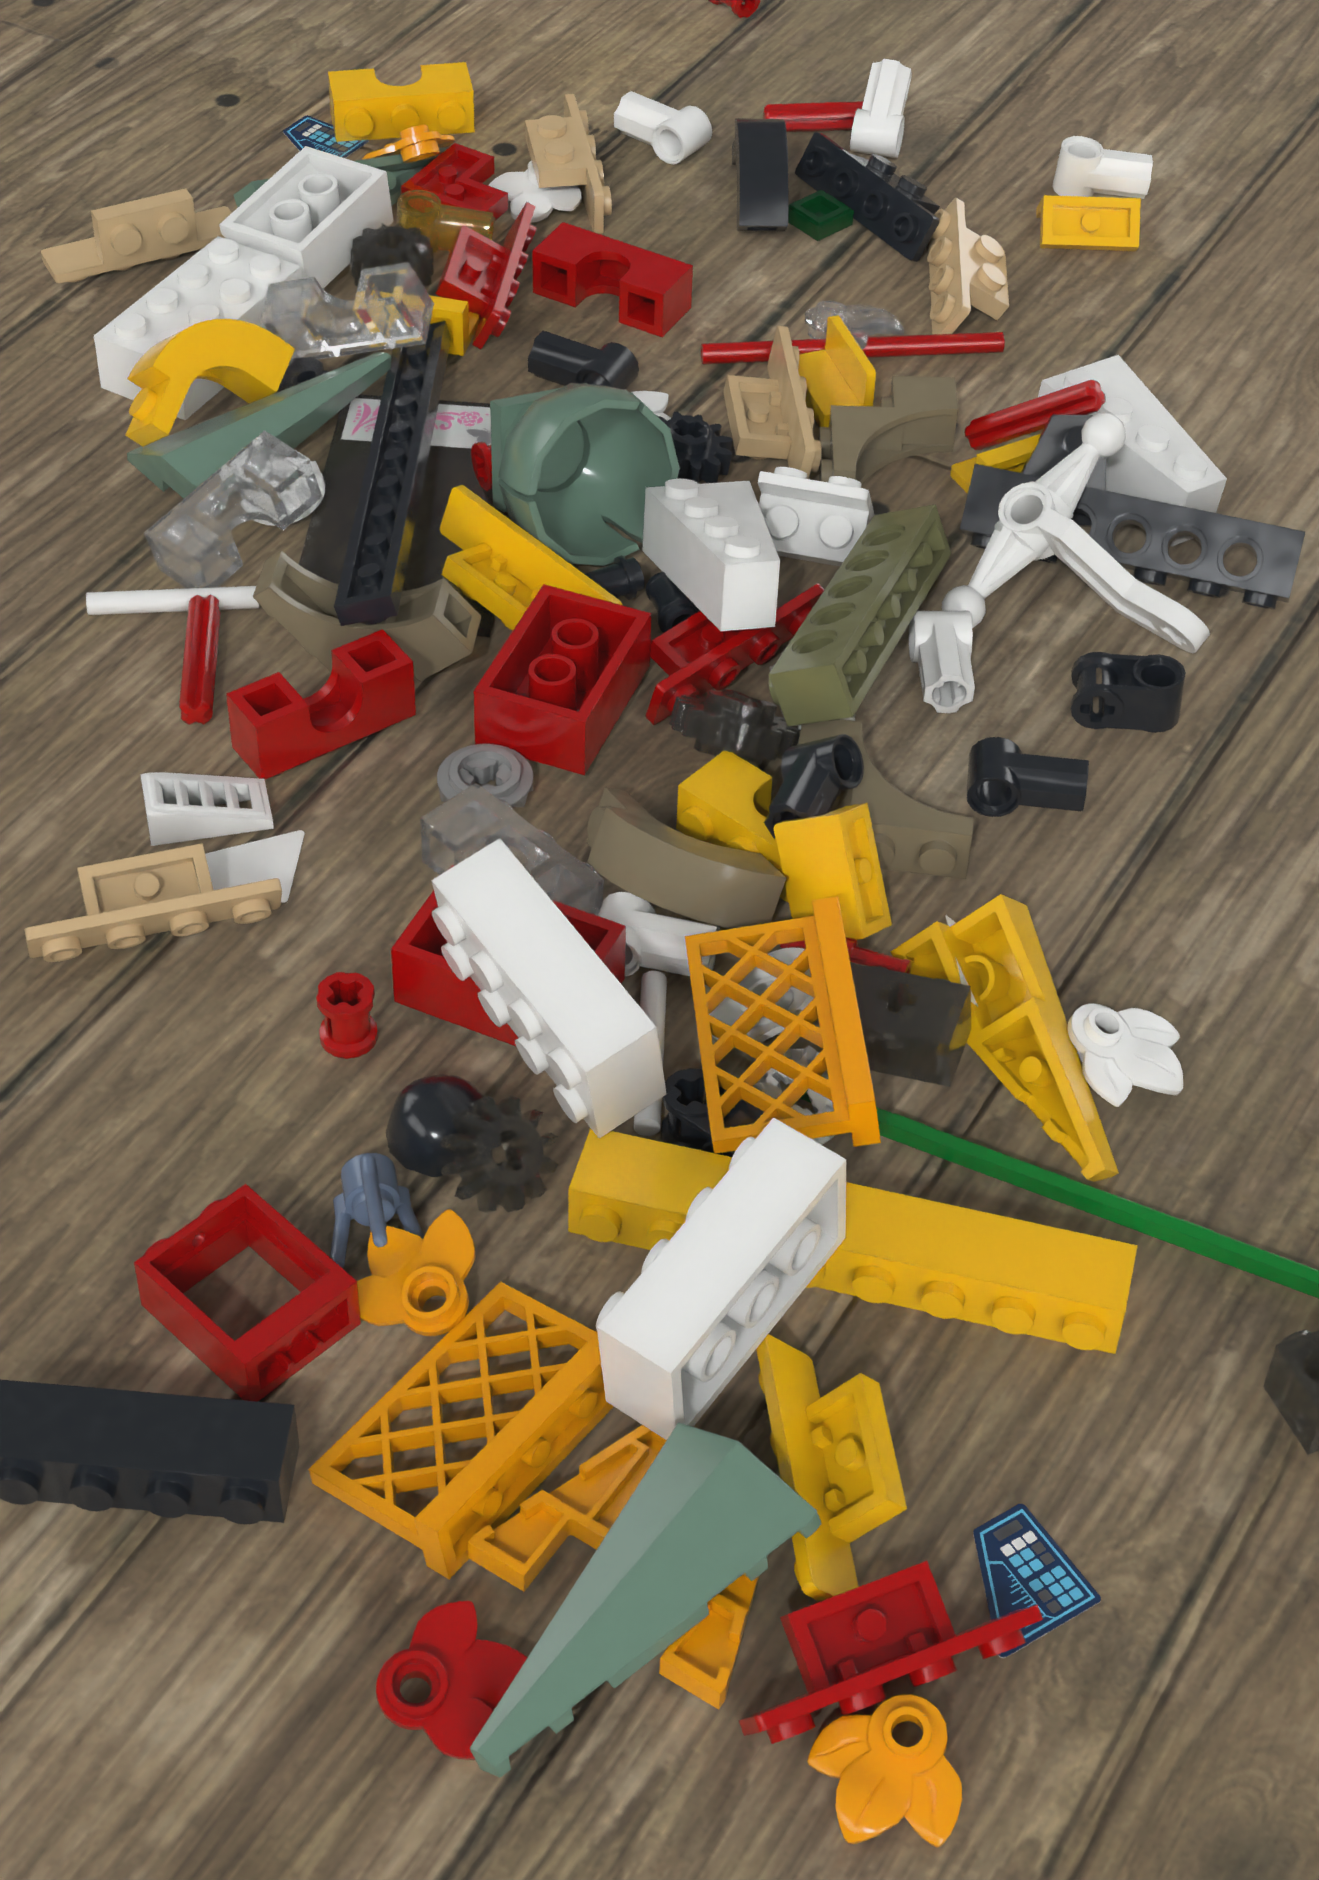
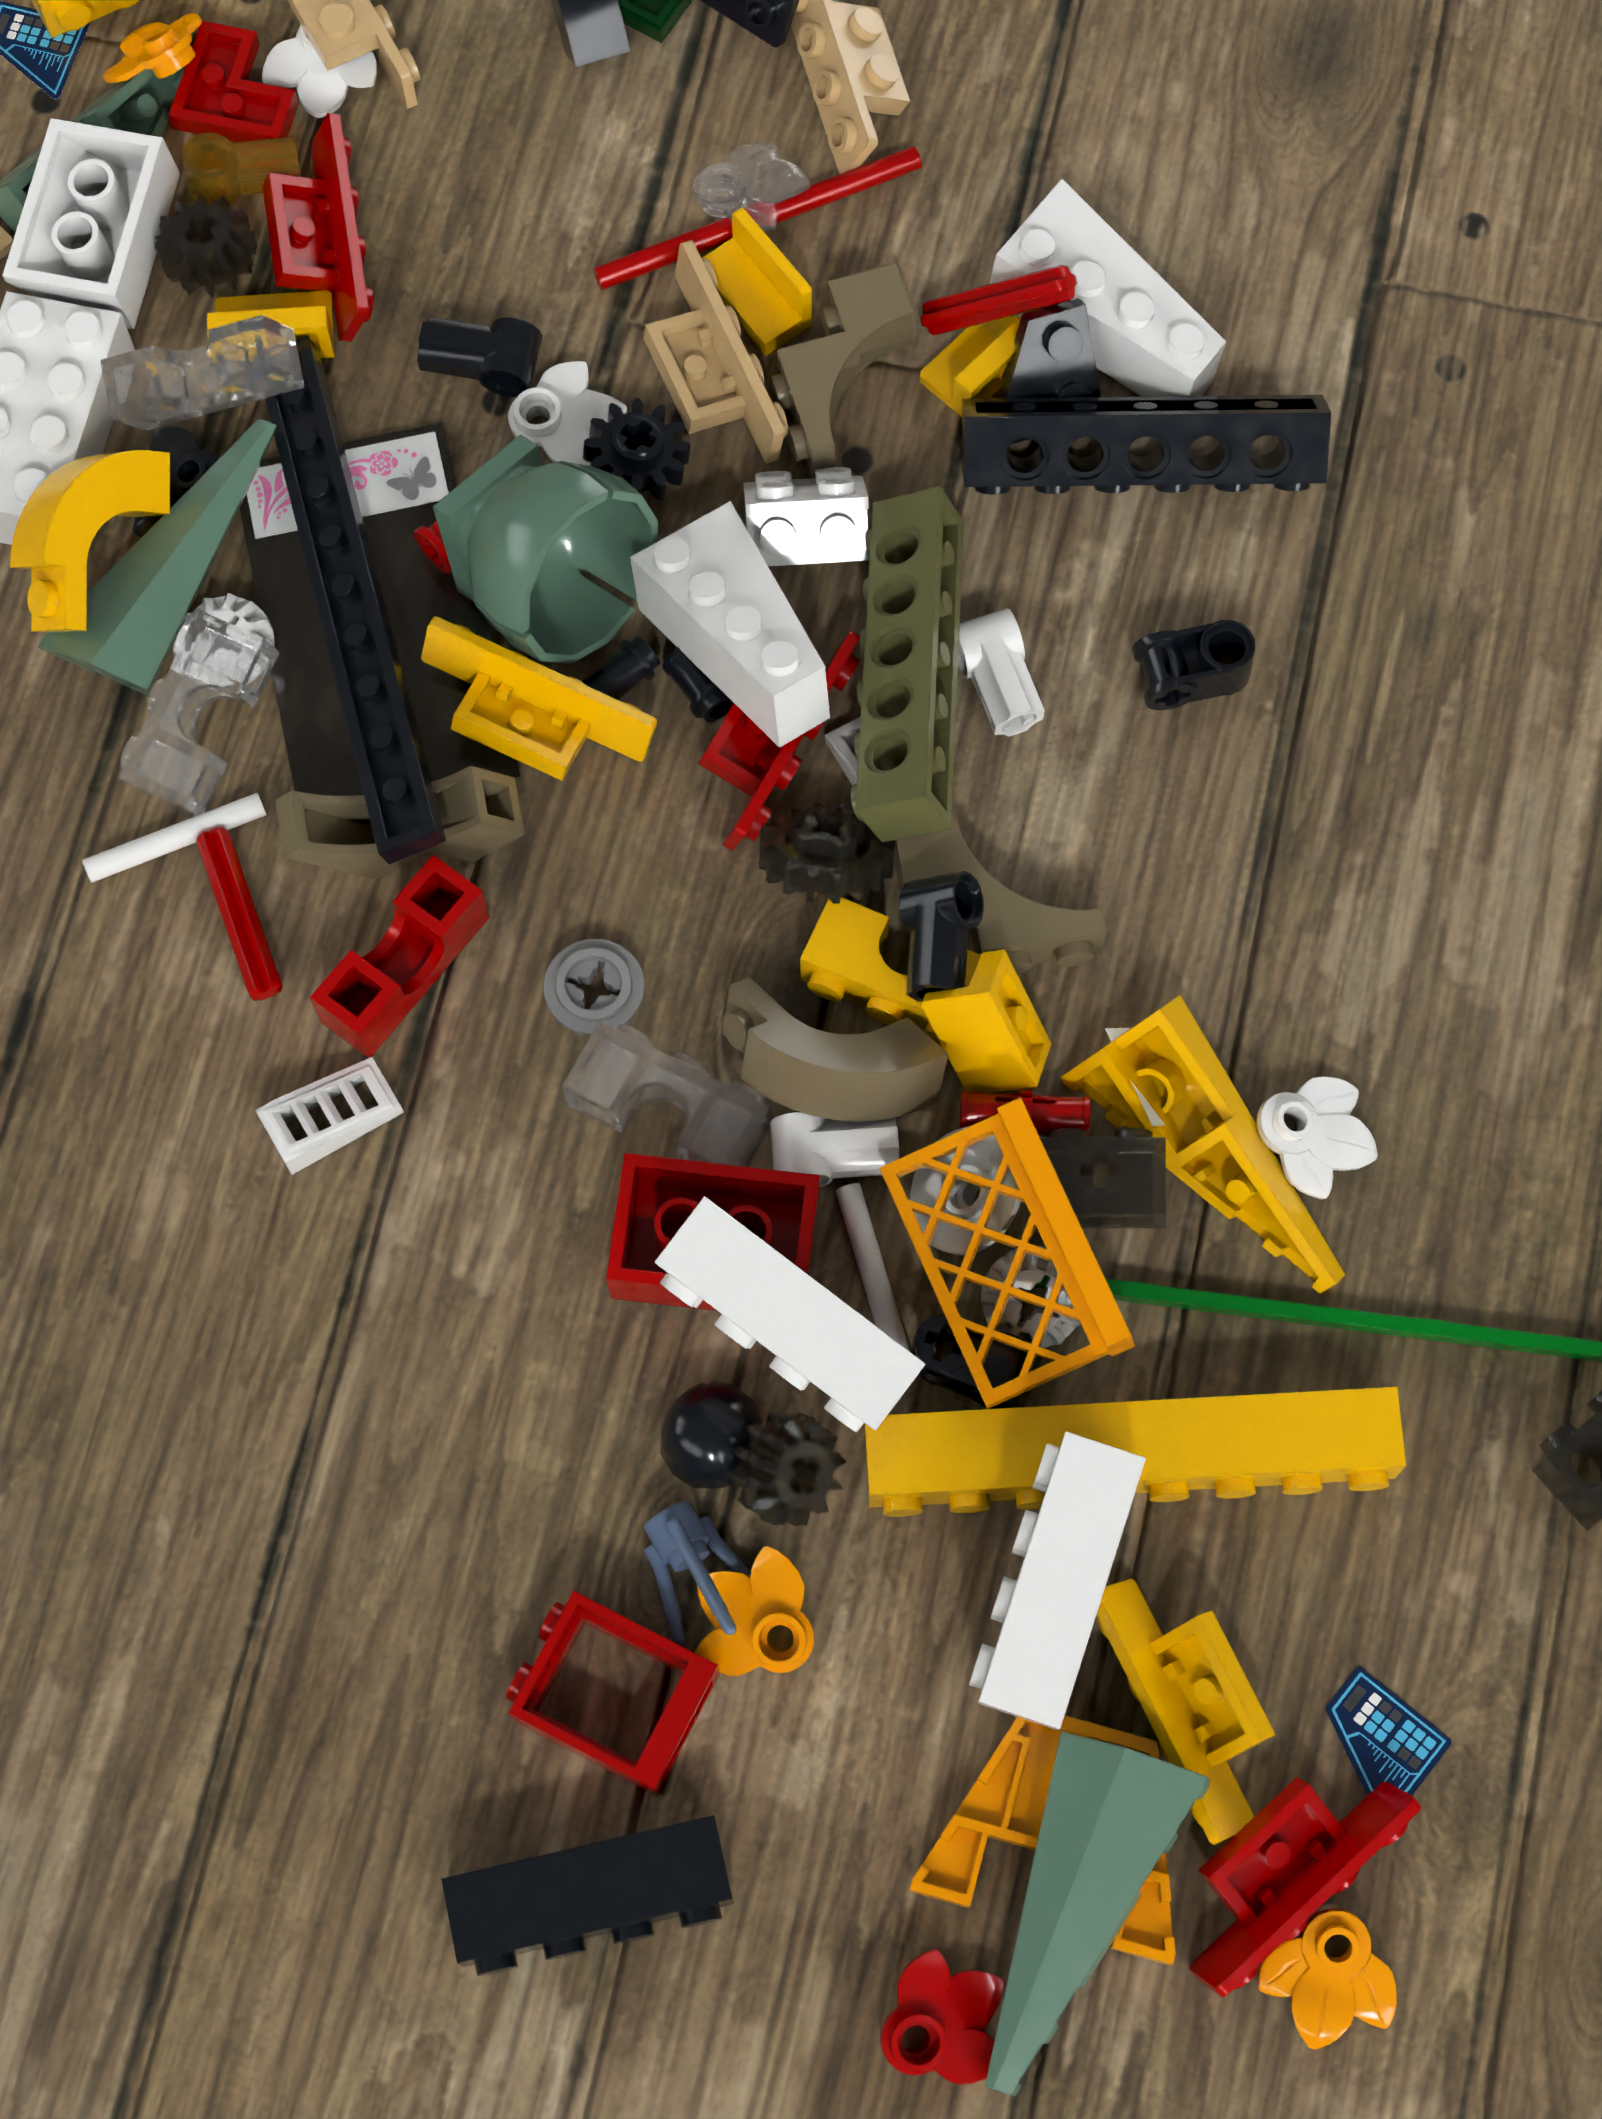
camera: 15 degrees left, 25 degrees up
(149, 897) = (328, 1258): tan bracket -> none
(257, 862) = (399, 1174): white sticker -> none
(346, 1006) = (572, 1322): red bush -> none
(520, 1444) = (920, 1771): light orange fence -> none
(563, 678) = (631, 840): red brick -> none
(582, 263) = (421, 180): red arch -> none
(1005, 778) = (1112, 821): black piece -> none
(1039, 524) = (1068, 444): white piece -> none

